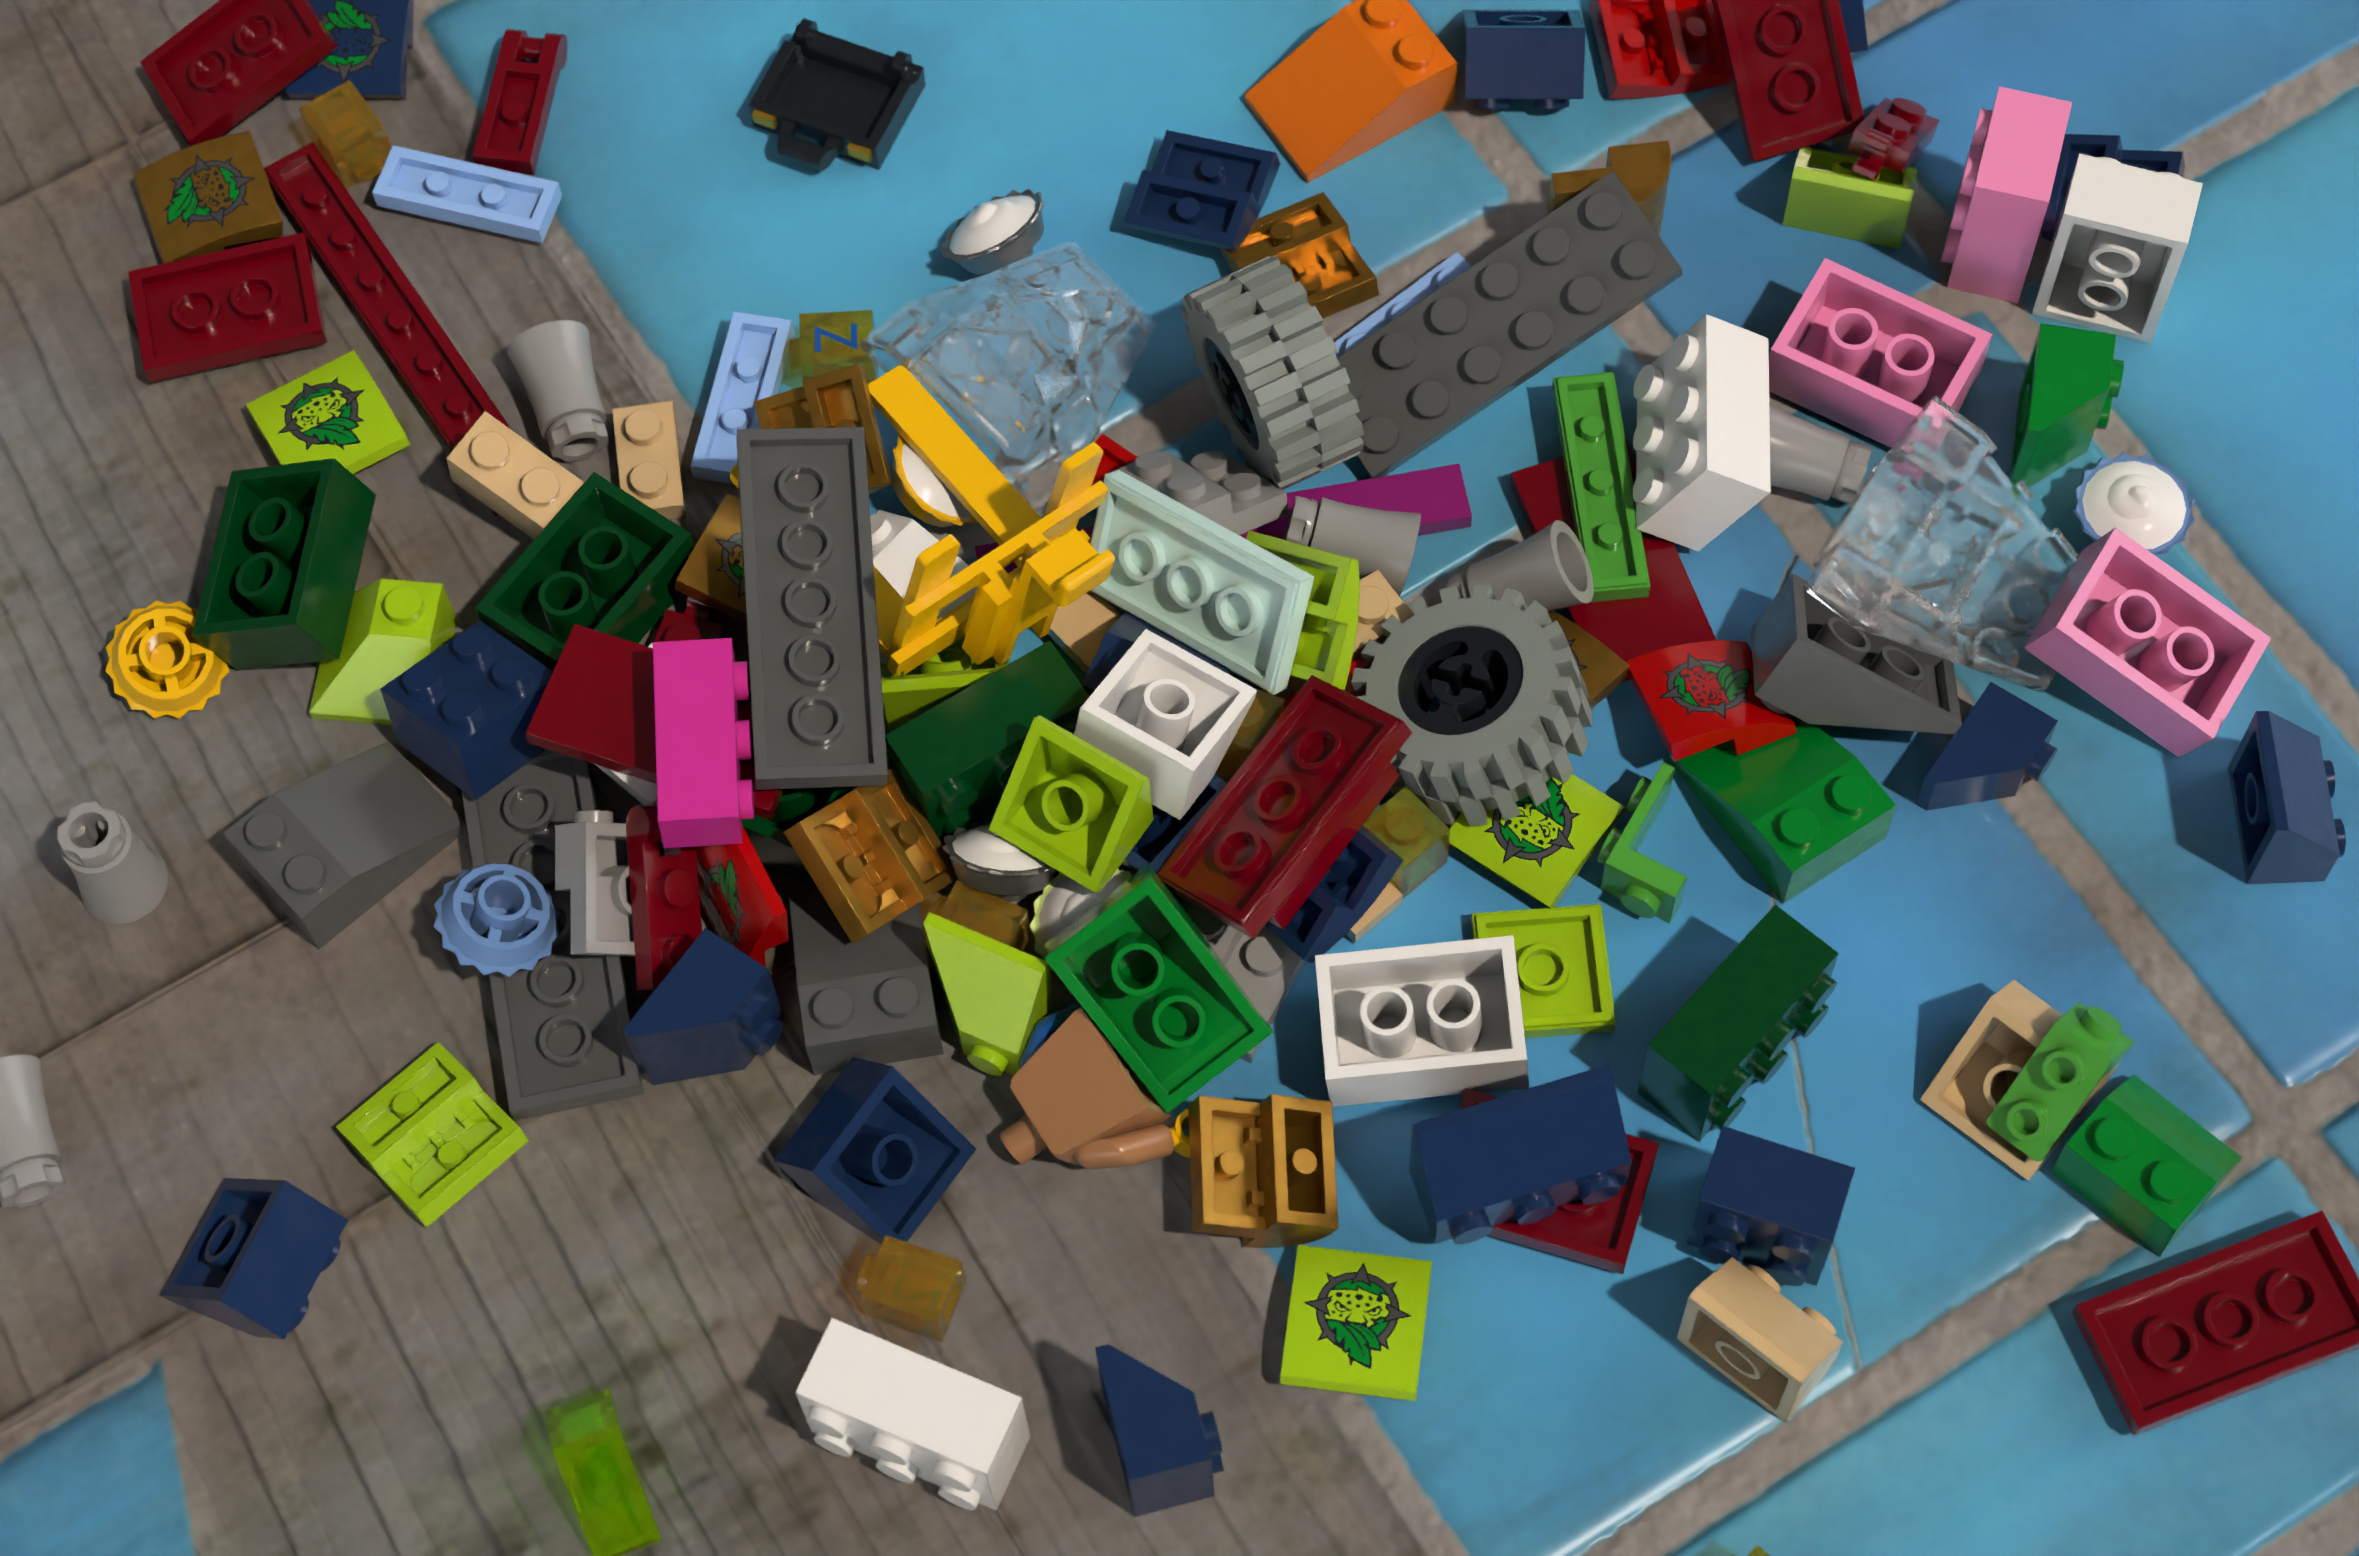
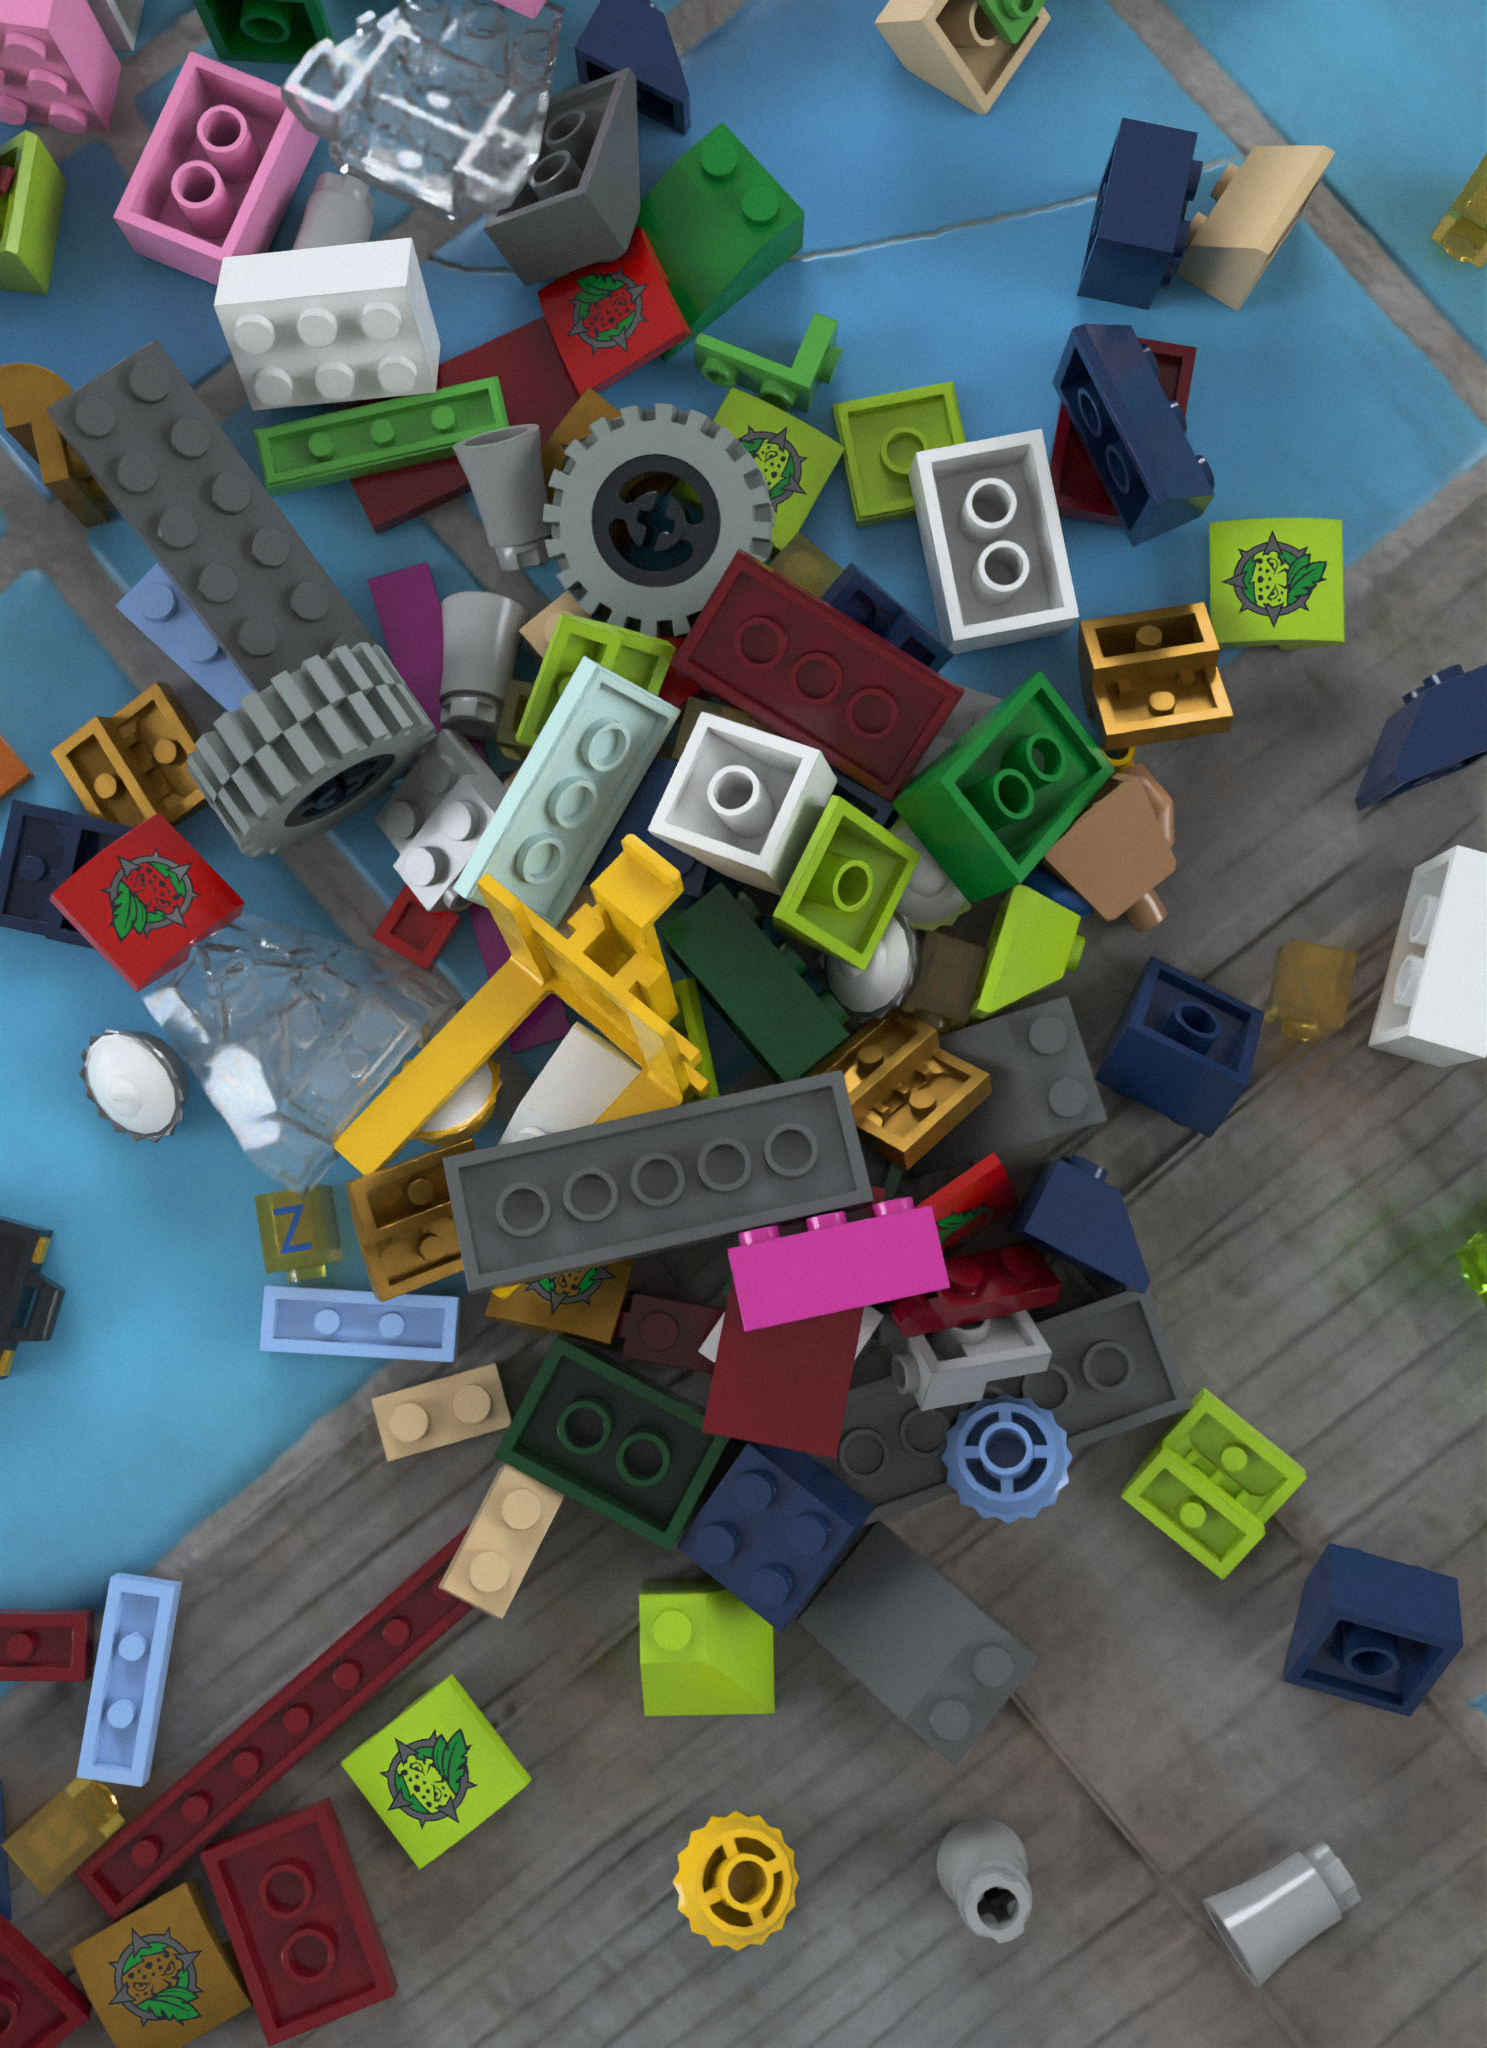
camera: 100 degrees left, 20 degrees up
(284, 564) = (627, 1775): dark green brick -> none
(562, 387) = (373, 1518): light grey plant -> none
(1157, 244) = (147, 901): none -> red slope
(1739, 1024) = (960, 252): dark green brick -> none

